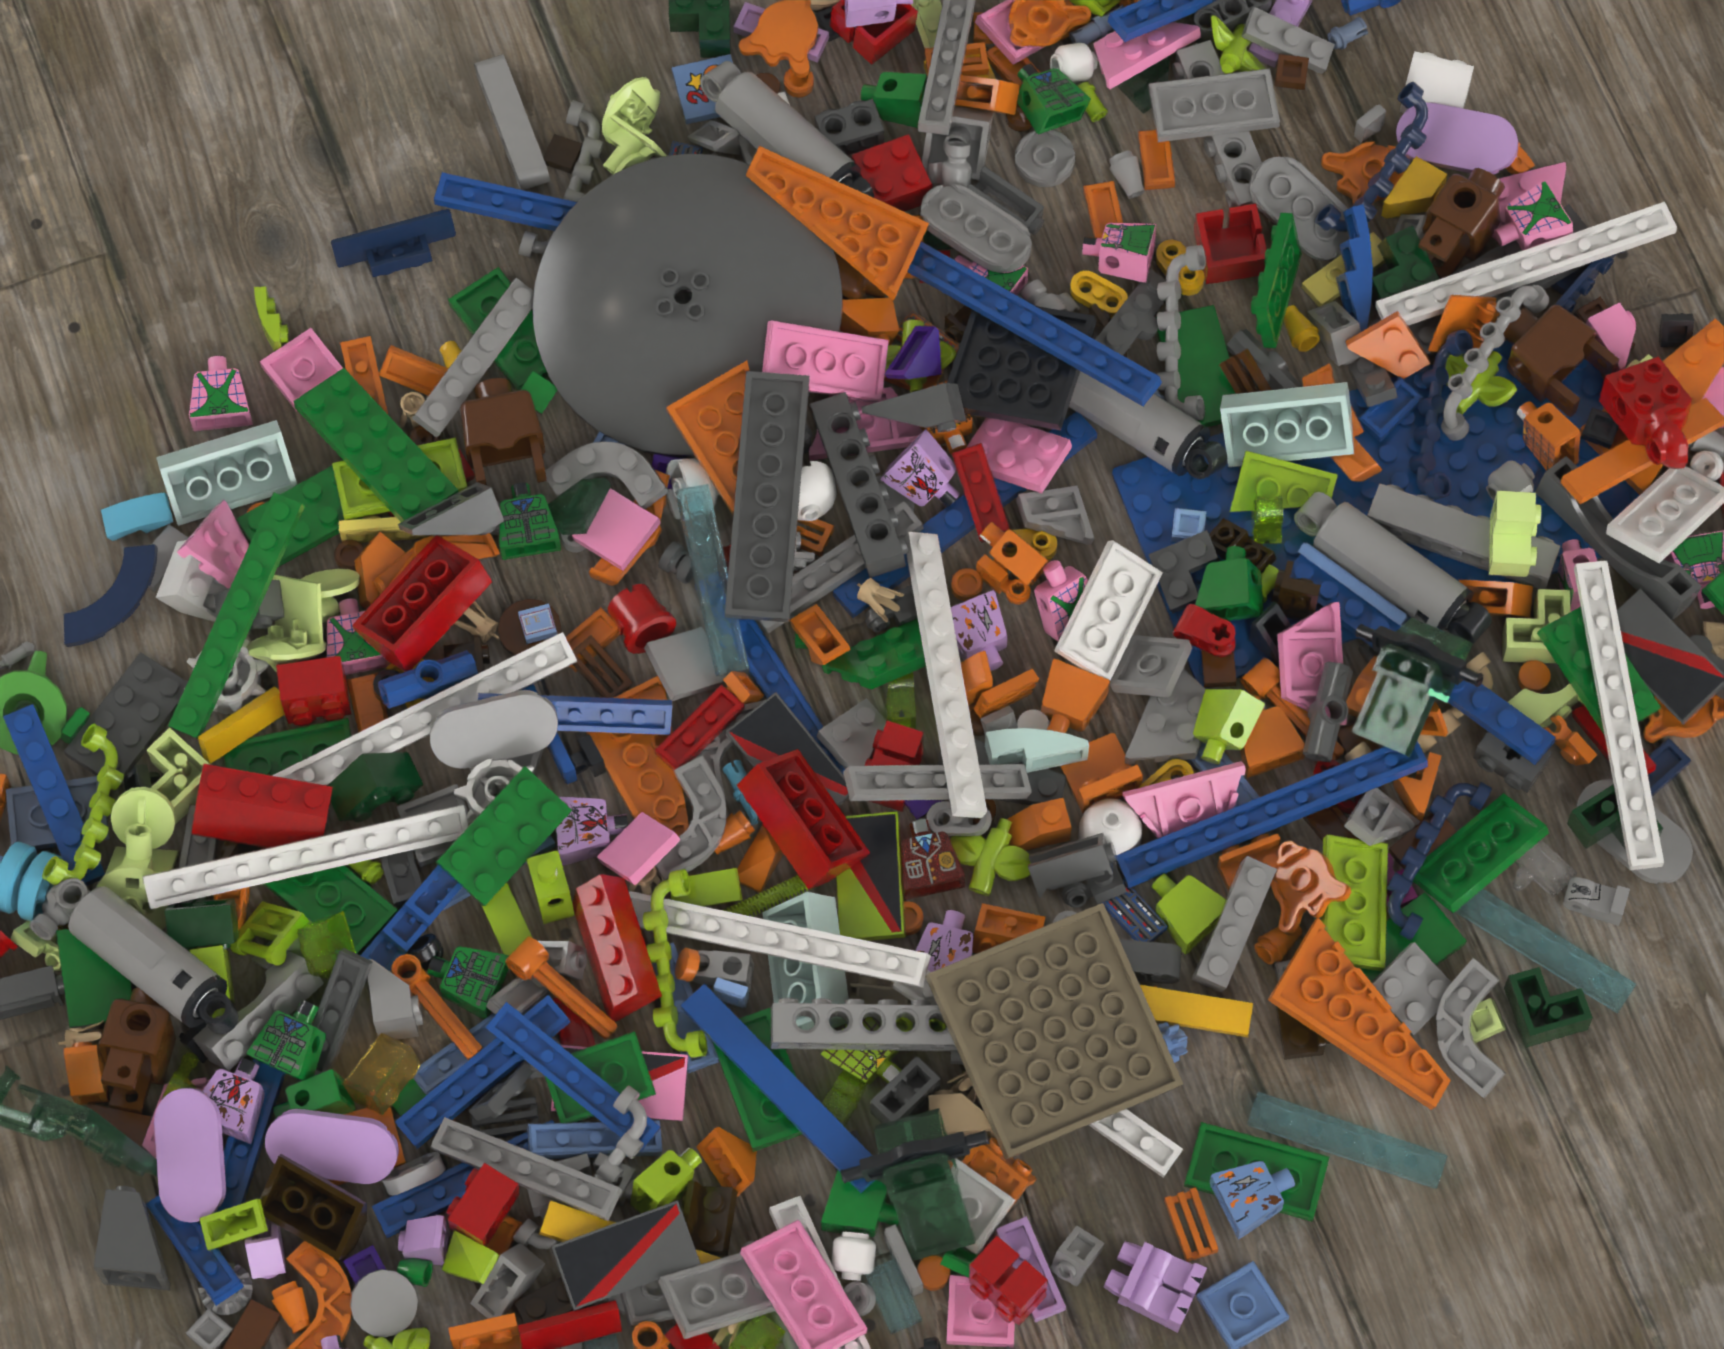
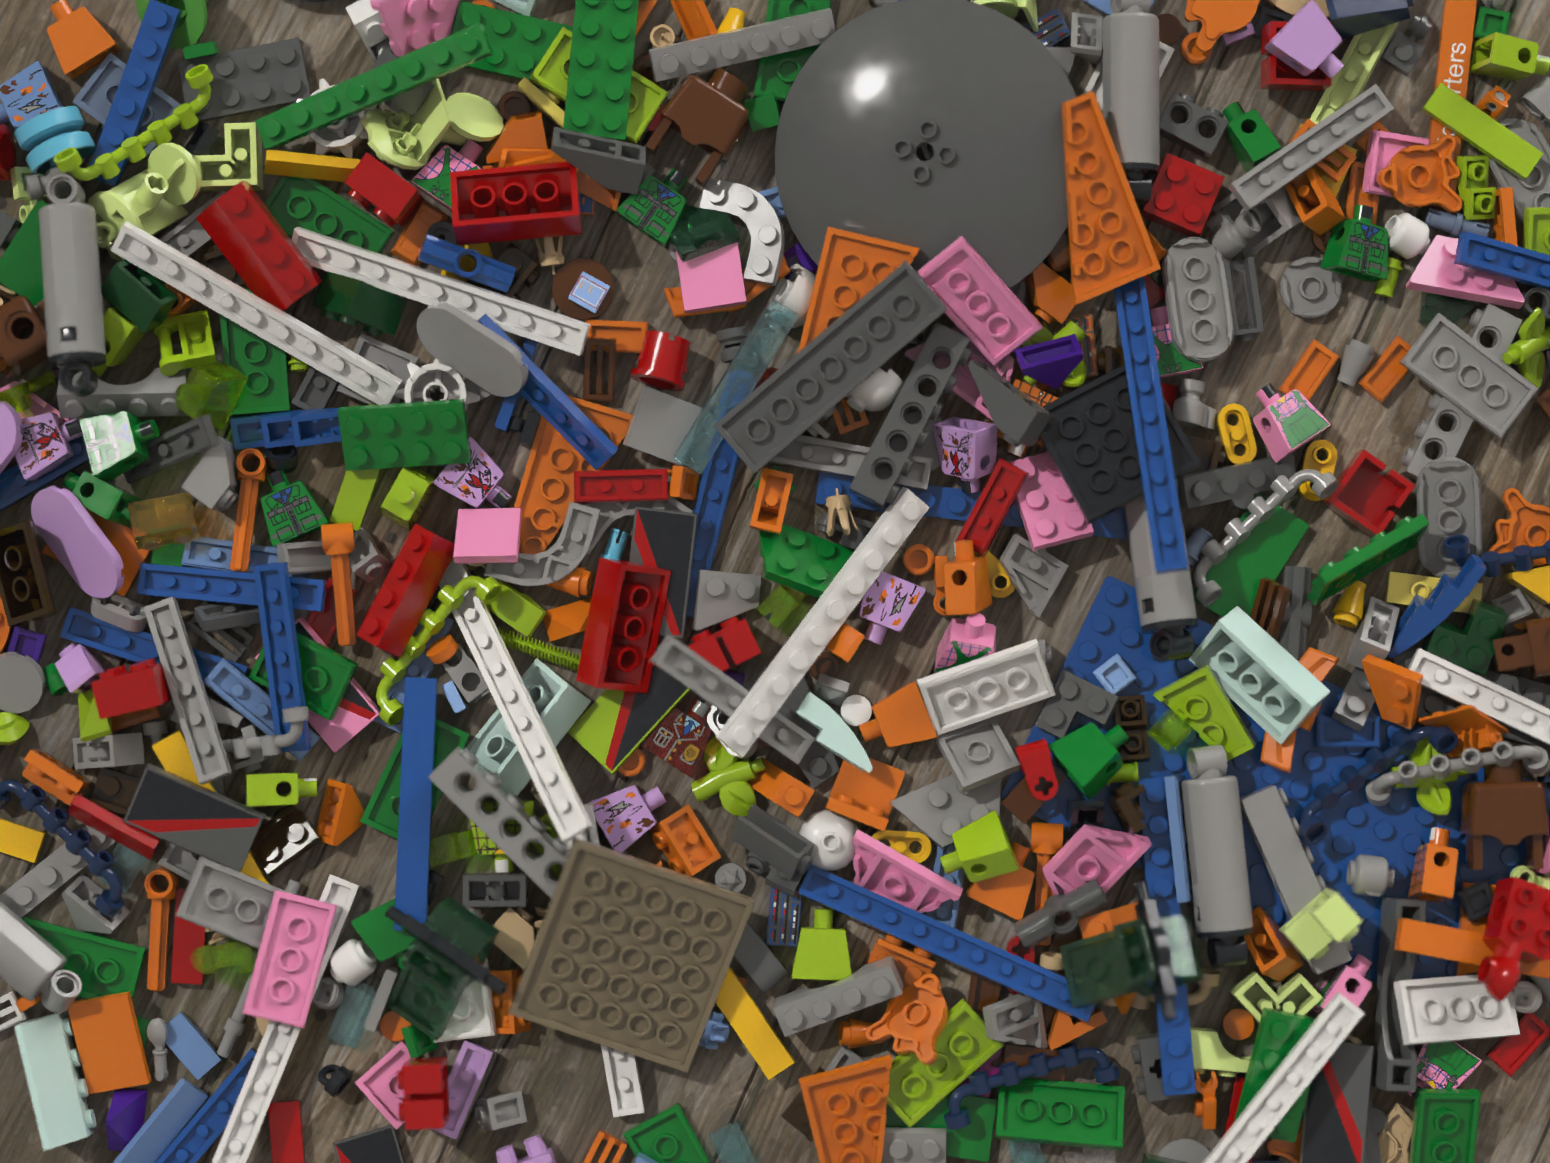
camera: 40 degrees right, 20 degrees up
(1006, 693) = (857, 672): orange tile -> none

